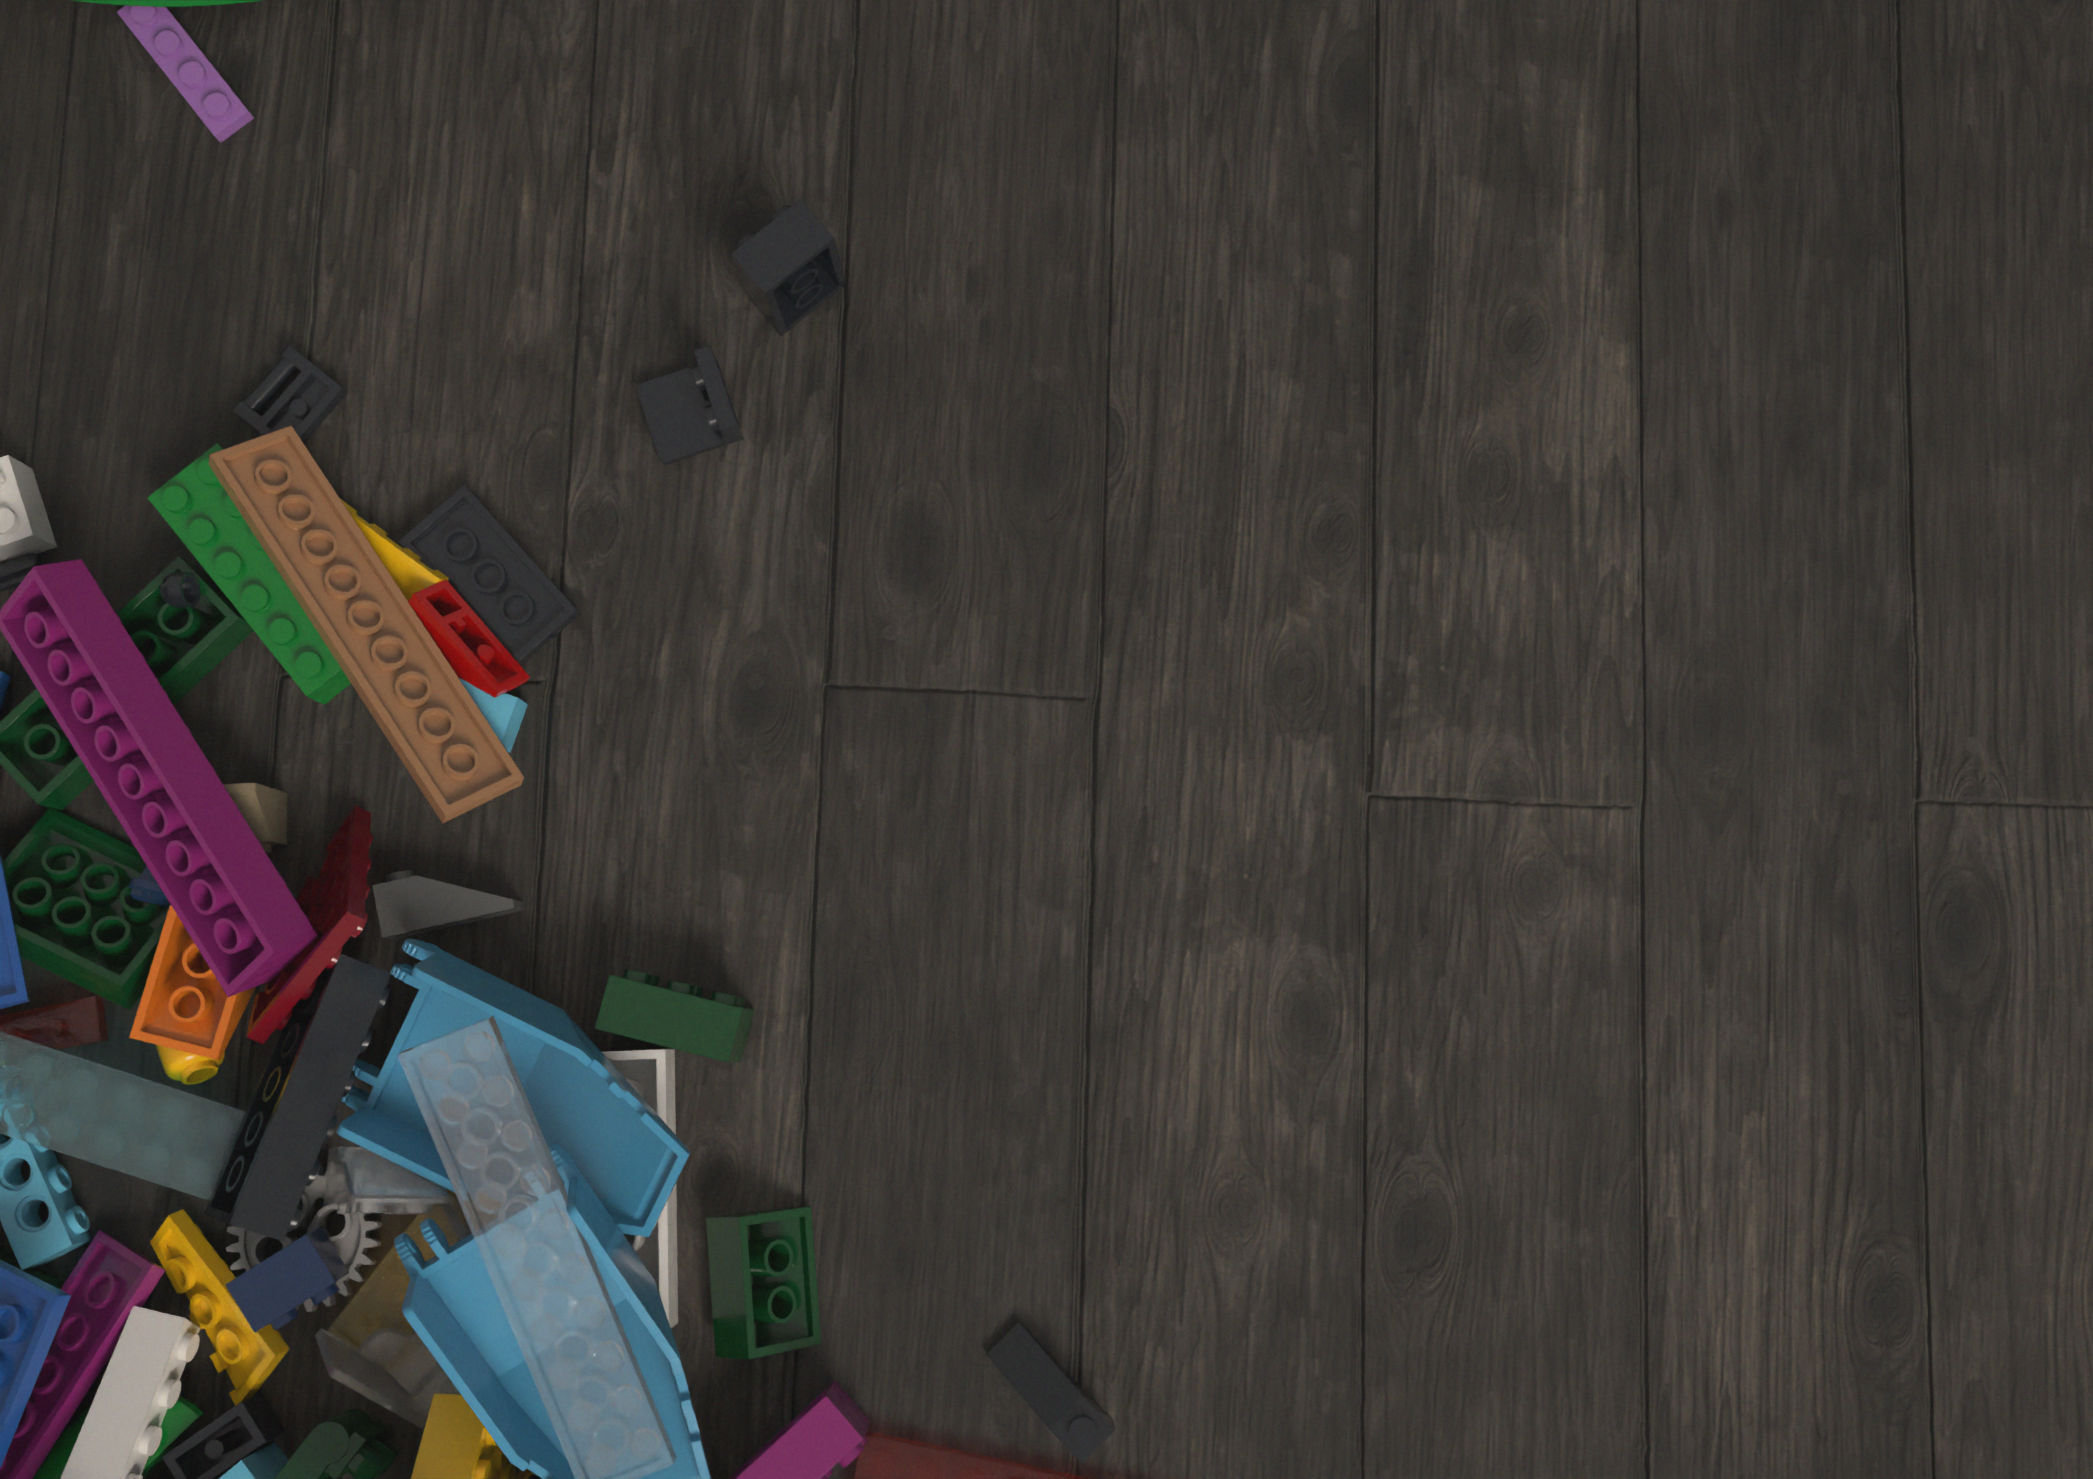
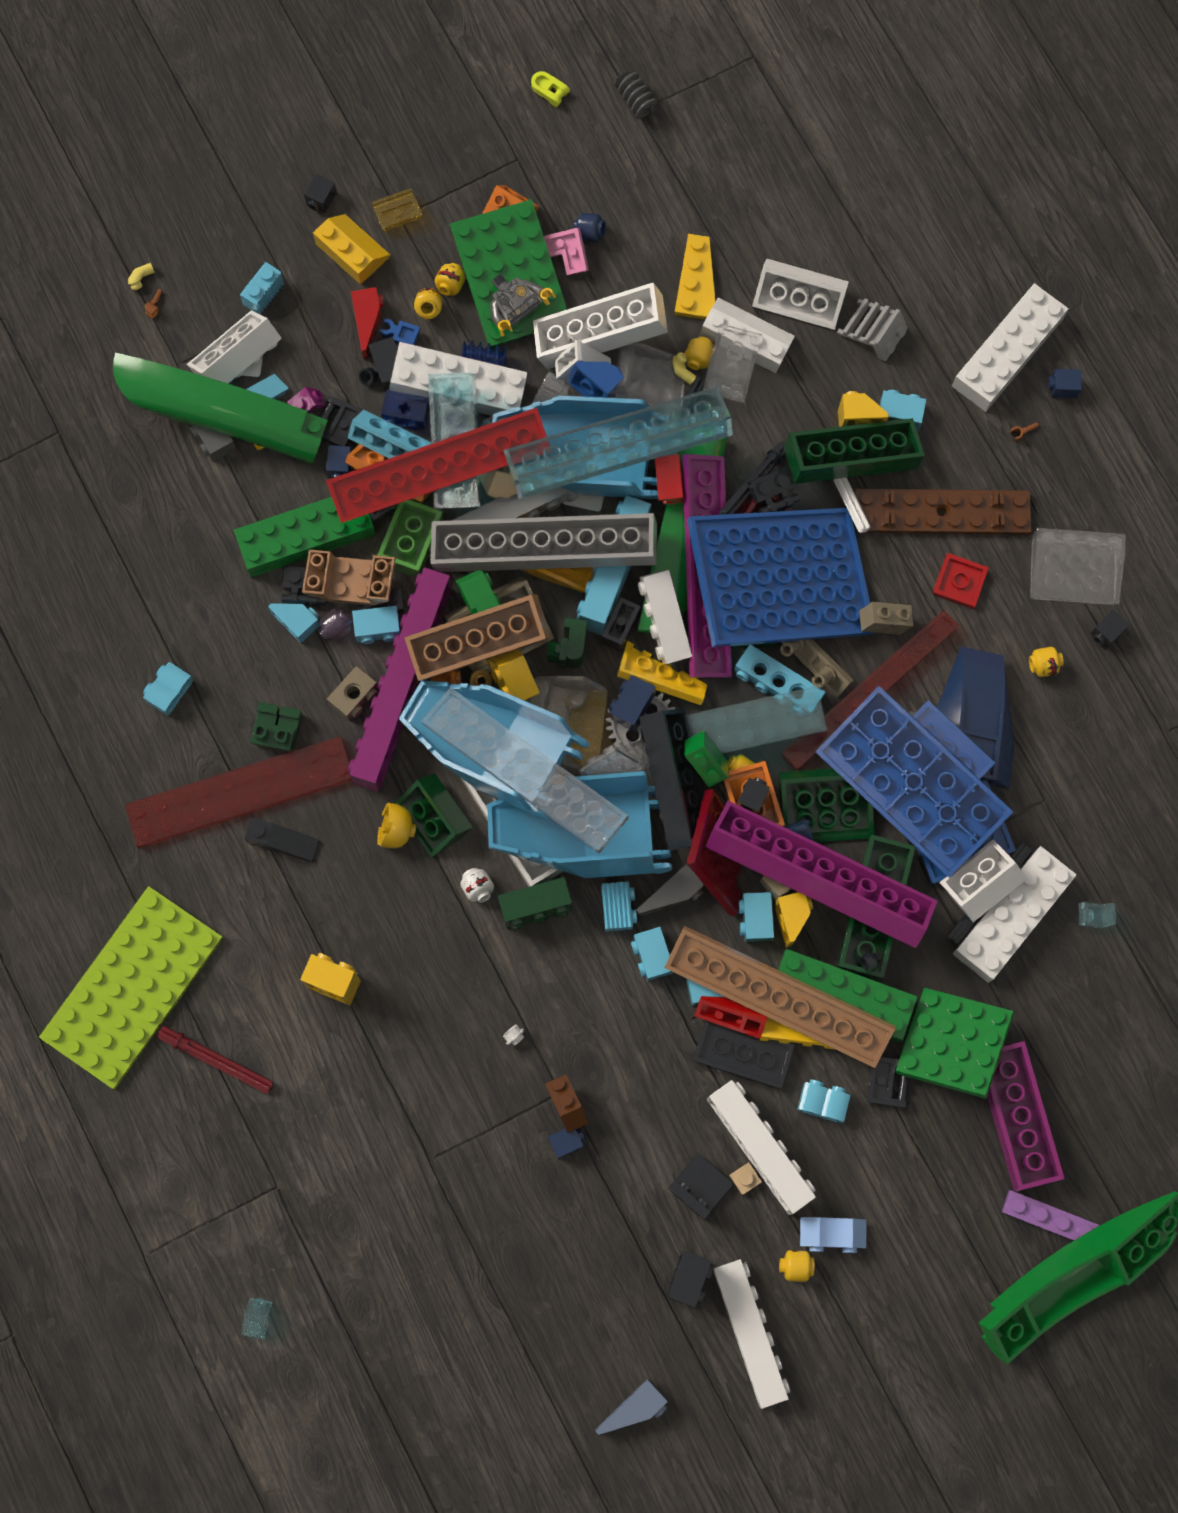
camera: 150 degrees right, 5 degrees down
(119, 229) = (1022, 1121): none -> magenta brick
(135, 389) = (955, 1042): none -> green plate
(181, 984) = (753, 795): none -> black brick
(221, 1097) = (706, 758): none -> green brick
(263, 742) = (792, 914): none -> yellow slope
(325, 783) = (756, 917): none -> medium azure brick
(412, 427) = (824, 1102): none -> medium azure brick
(516, 217) = (833, 1232): none -> light blue brick
(536, 821) = (652, 953): none -> medium azure brick
(543, 935) = (617, 906): none -> medium azure brick
(552, 407) = (761, 1148): none -> white brick
(612, 206) = (797, 1266): none -> yellow head
(612, 385) = (745, 1178): none -> tan plate
(747, 146) = (750, 1333): none -> white brick
(758, 1110) = (477, 885): none -> white head
(821, 652) = (566, 1103): none -> reddish brown brick
(838, 1296) = (395, 827): none -> yellow cylinder
(844, 819) = (514, 1035): none -> white plate
(858, 598) = (566, 1143): none -> dark blue brick
(988, 142) = (638, 1407): none -> sand blue slope
(1098, 1083) = (330, 979): none -> yellow brick
(1365, 1065) = (214, 1059): none -> dark red axle
(1445, 1275) = (131, 987): none -> lime plate
(1508, 605) = (256, 1318): none -> clear light blue bracket

